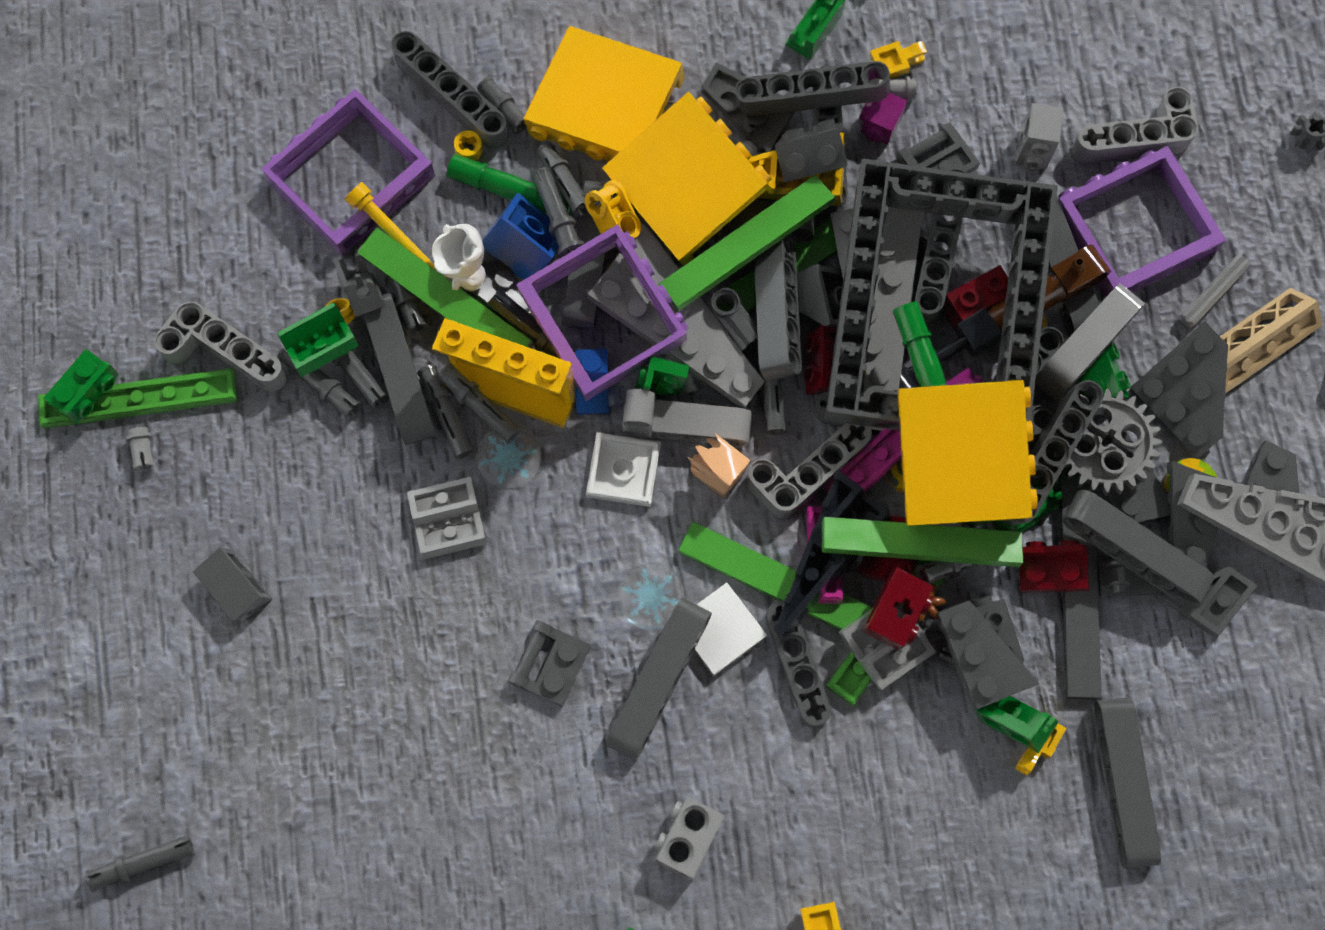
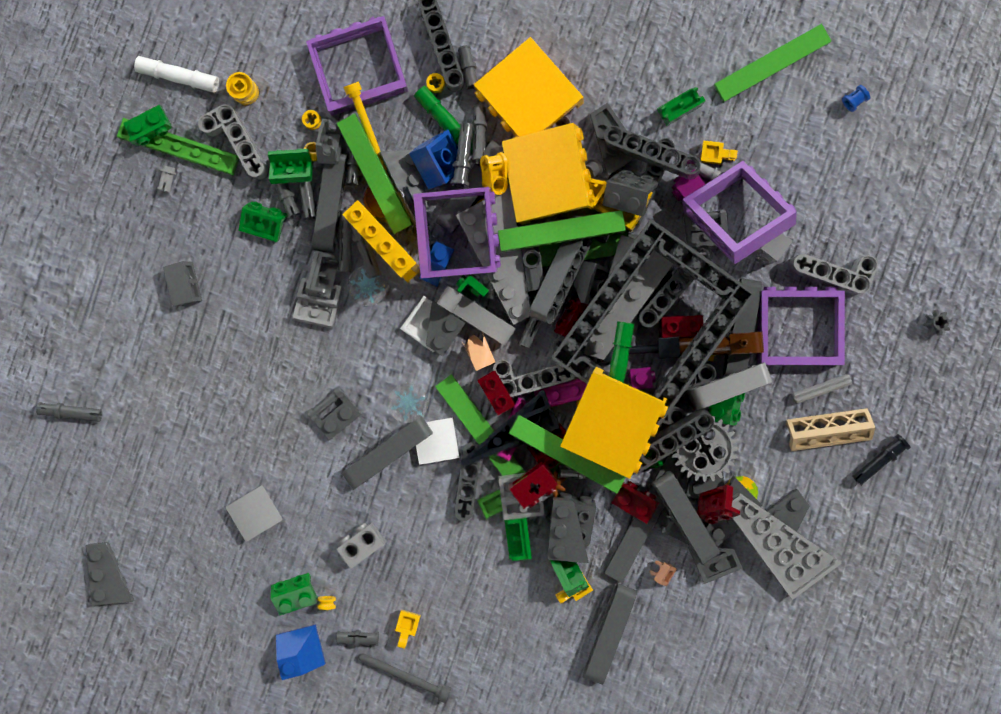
camera: 35 degrees right, 15 degrees up
(91, 300) = (176, 74): none -> white piece
(198, 273) = (242, 88): none -> yellow wheel
(310, 441) = (262, 221): none -> green bracket
(316, 283) = (305, 117): none -> yellow bush
(436, 471) = (322, 275): none -> dark grey hinge
(460, 256) = (393, 155): white hair -> none
(501, 875) = (253, 513): none -> light grey slope
(648, 462) = (442, 328): none -> dark grey wing
(771, 512) = (496, 392): none -> dark red bracket
(915, 708) = (518, 539): none -> green hinge
(966, 146) = (717, 235): none -> medium lavender window
(1154, 651) = (665, 573): none -> nougat tile
(1172, 505) = (717, 505): none -> dark red bracket
(1190, 389) = (771, 440): dark grey plate -> none

